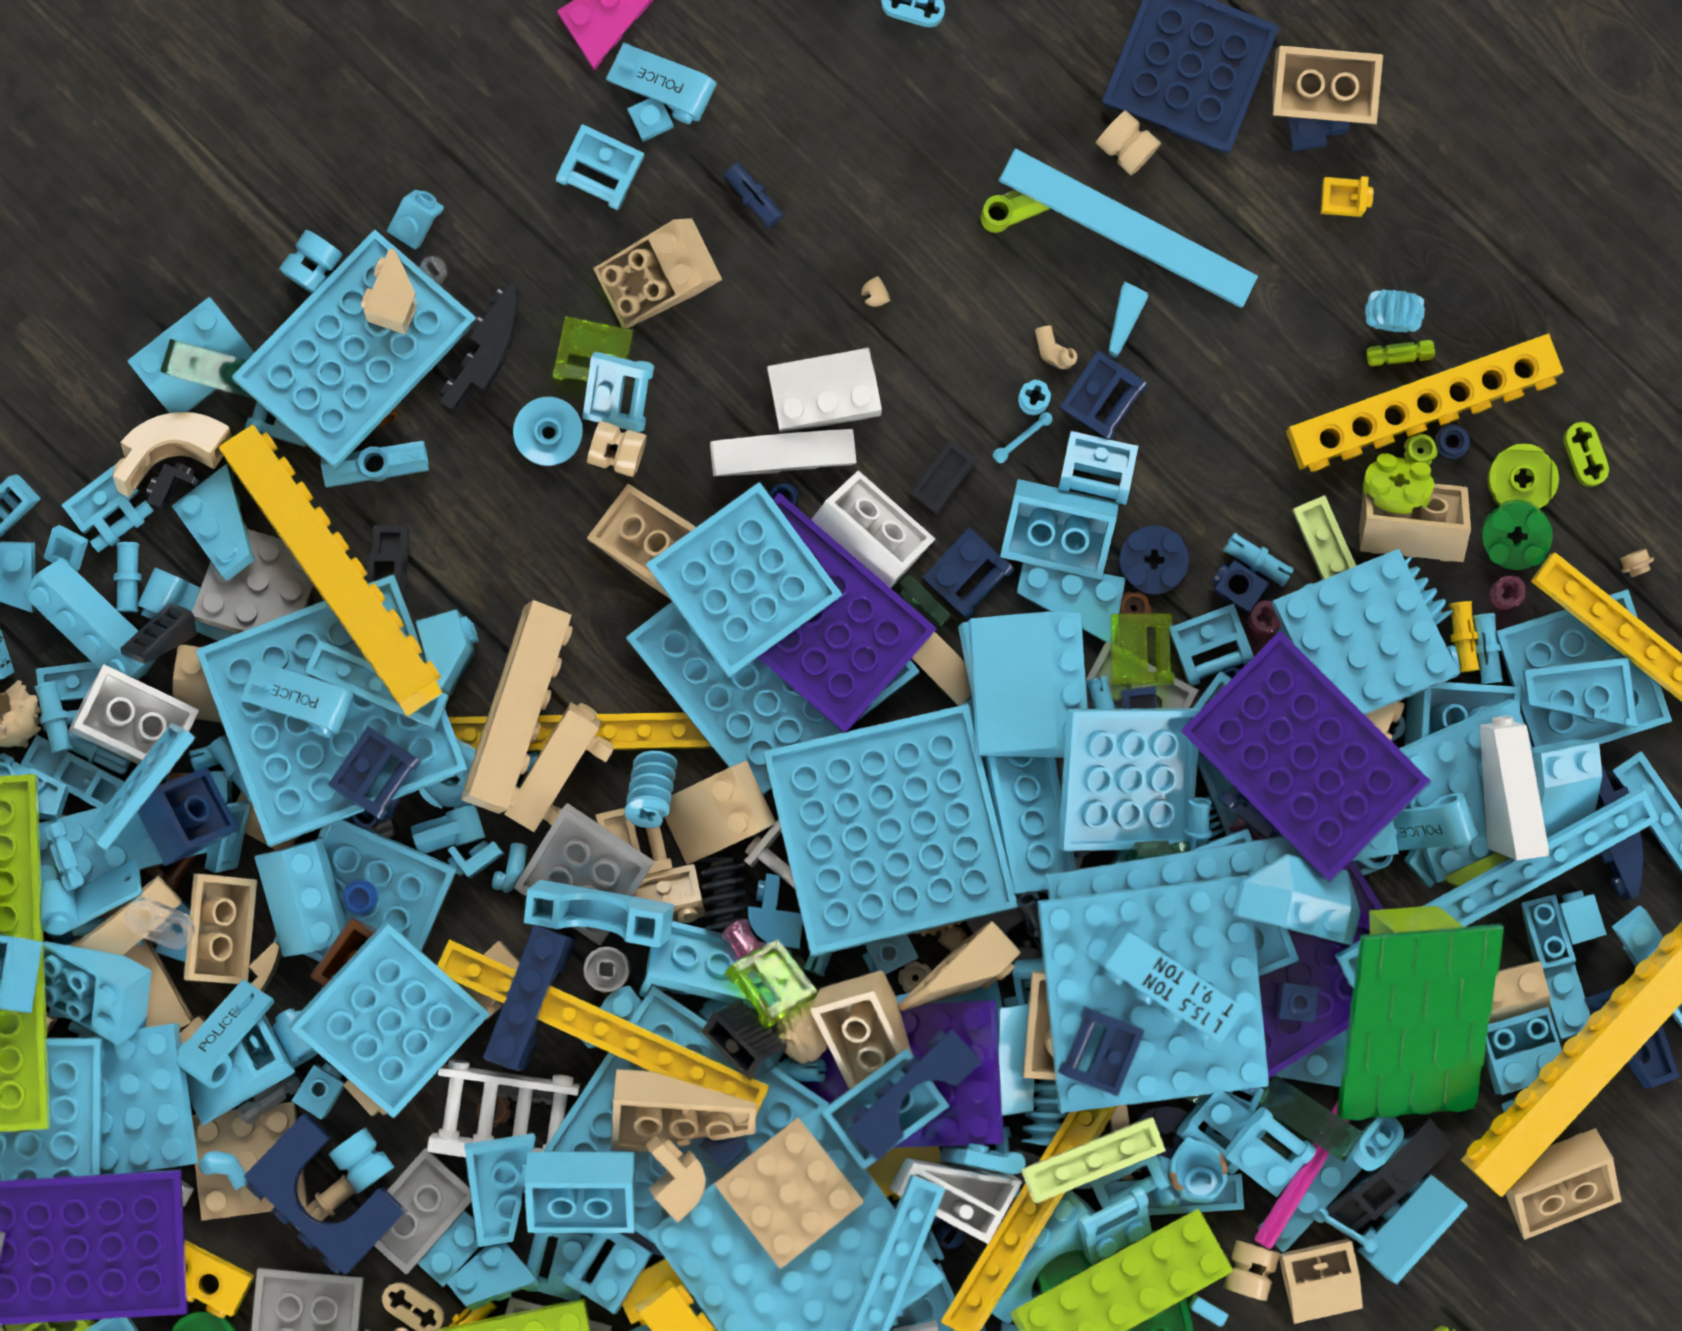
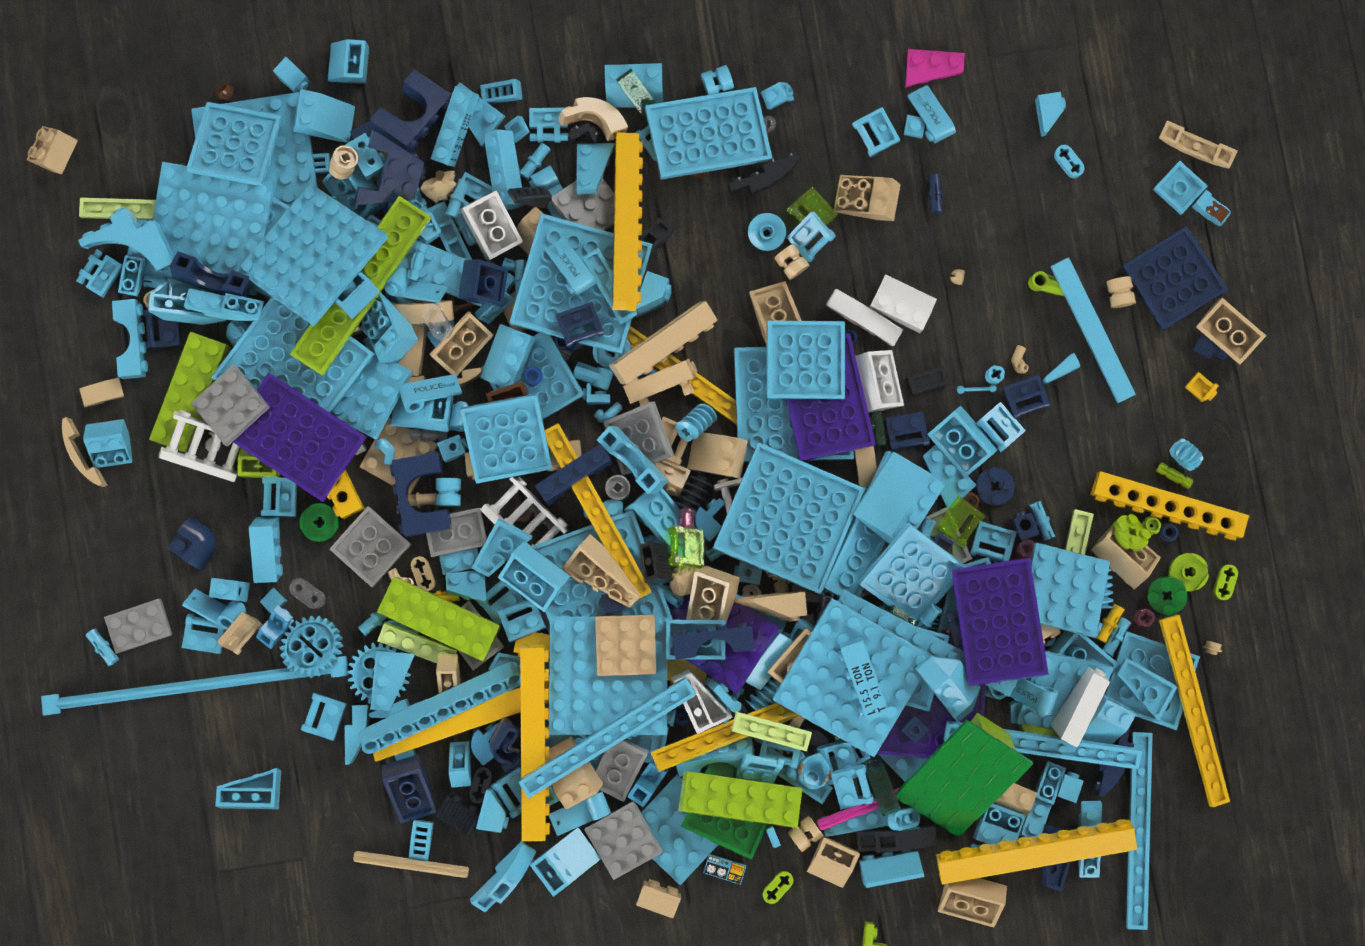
camera: 40 degrees right, 0 degrees up
(139, 785) = (472, 254): medium azure tile -> none
(392, 298) = (741, 123): tan slope -> none
(398, 461) = (691, 195): medium azure piece -> none
(682, 1184) = (580, 606): tan brick -> none
(1112, 1055) = (813, 691): dark blue plate -> none
(1322, 1215) = (854, 832): medium azure hinge -> none

